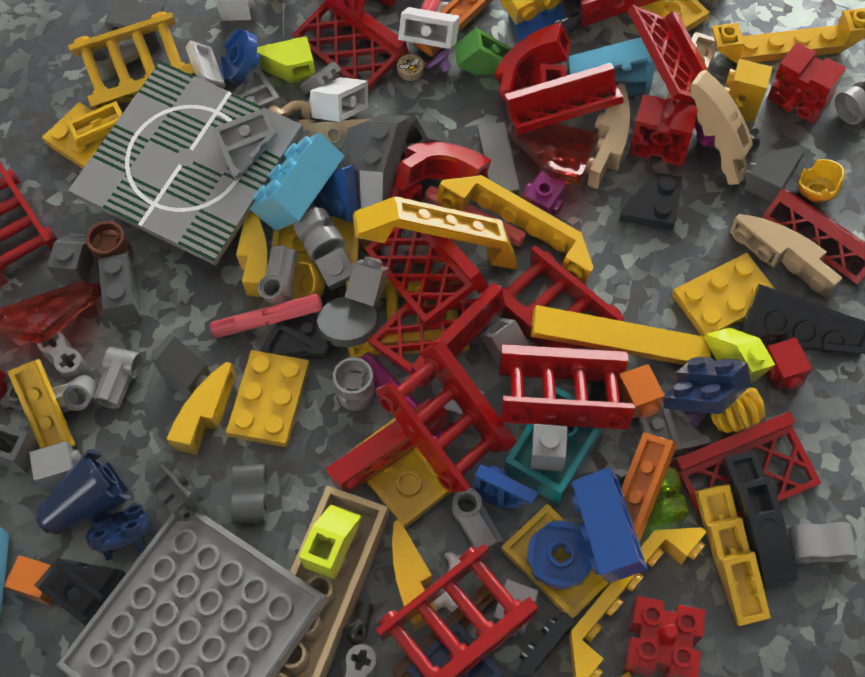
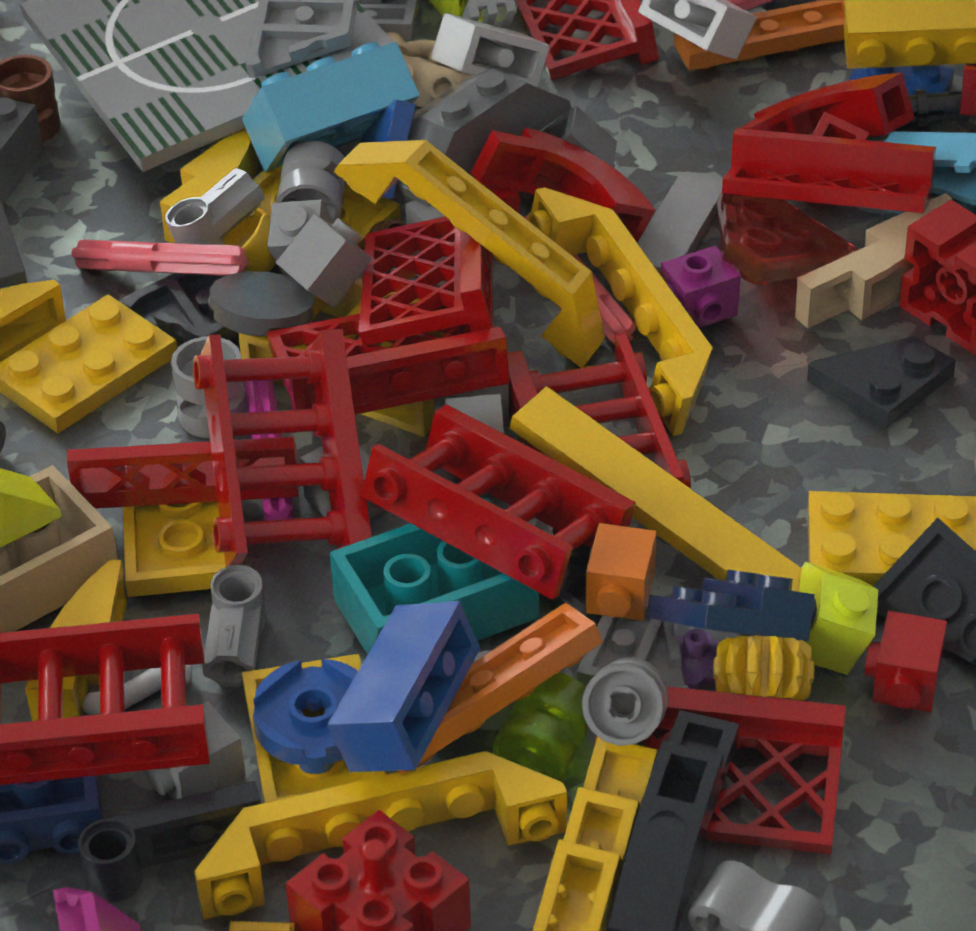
camera: 30 degrees right, 20 degrees down
(410, 67) = (644, 70): tan tile -> none
(441, 60) = (697, 73): medium lavender plant -> none
(480, 53) = (757, 80): bright green slope -> none
(501, 490) = (294, 587): blue wing -> none
(548, 447) = (398, 548): light grey brick -> none
(707, 471) = (625, 701): none -> light grey wheel

